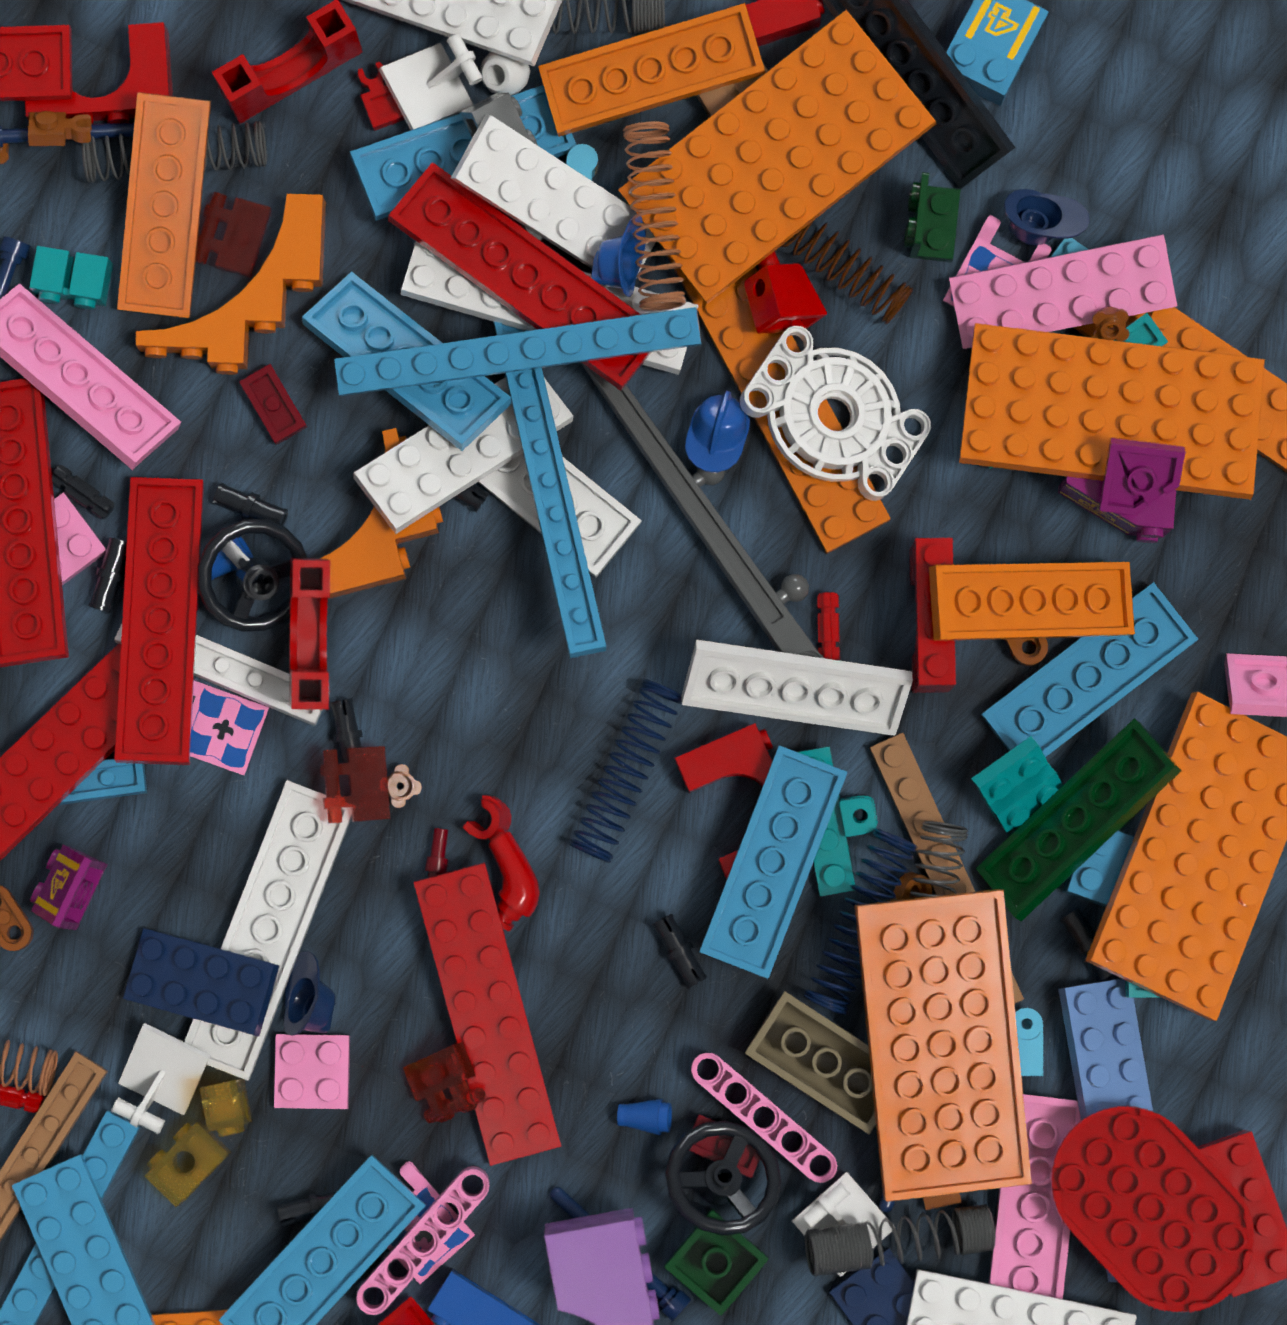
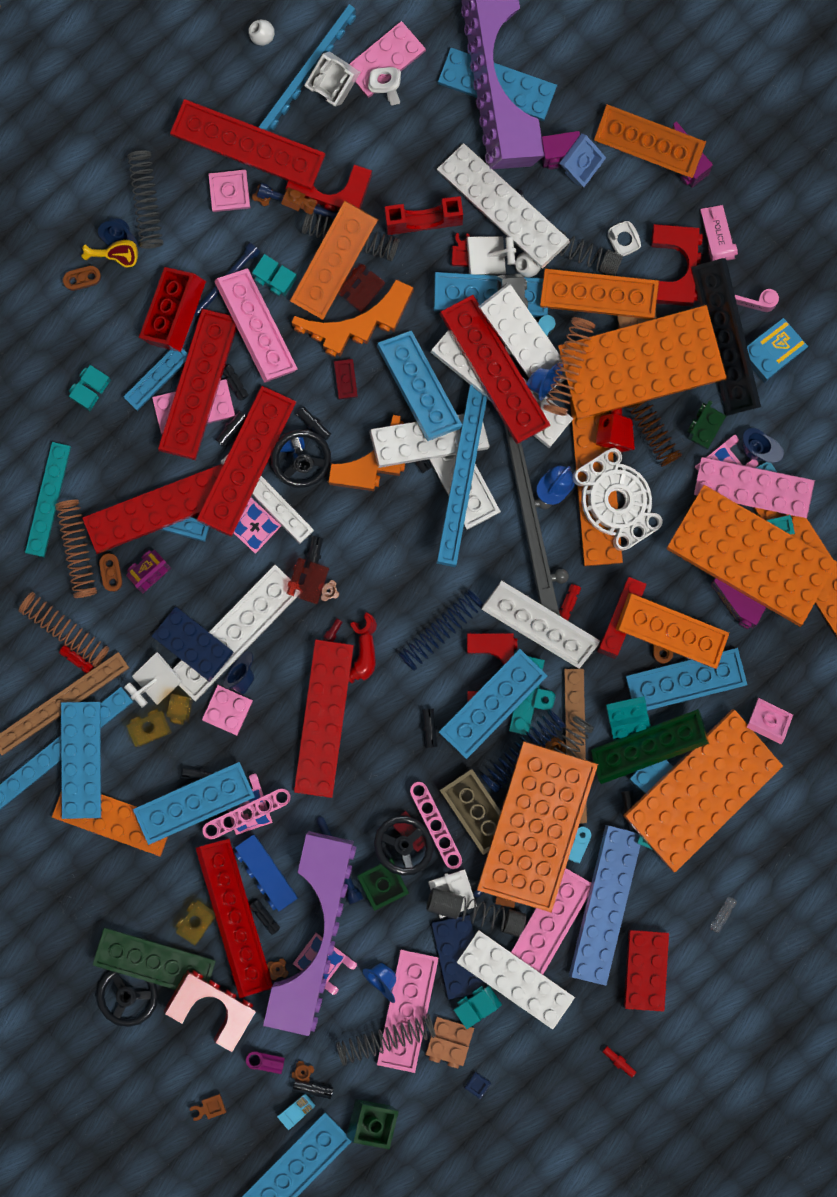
camera: 25 degrees right, 0 degrees up
(308, 633) = (315, 498): red arch -> none
(441, 1071) = (289, 736): clear red plate -> none
(518, 351) = (475, 404): dark azure plate -> none
(647, 1116) = (379, 801): blue cone -> none
(1114, 317) = (773, 510): dark orange plate -> none
(1139, 474) = (750, 591): magenta plate -> none
(1152, 1209) = (604, 948): red plate -> none

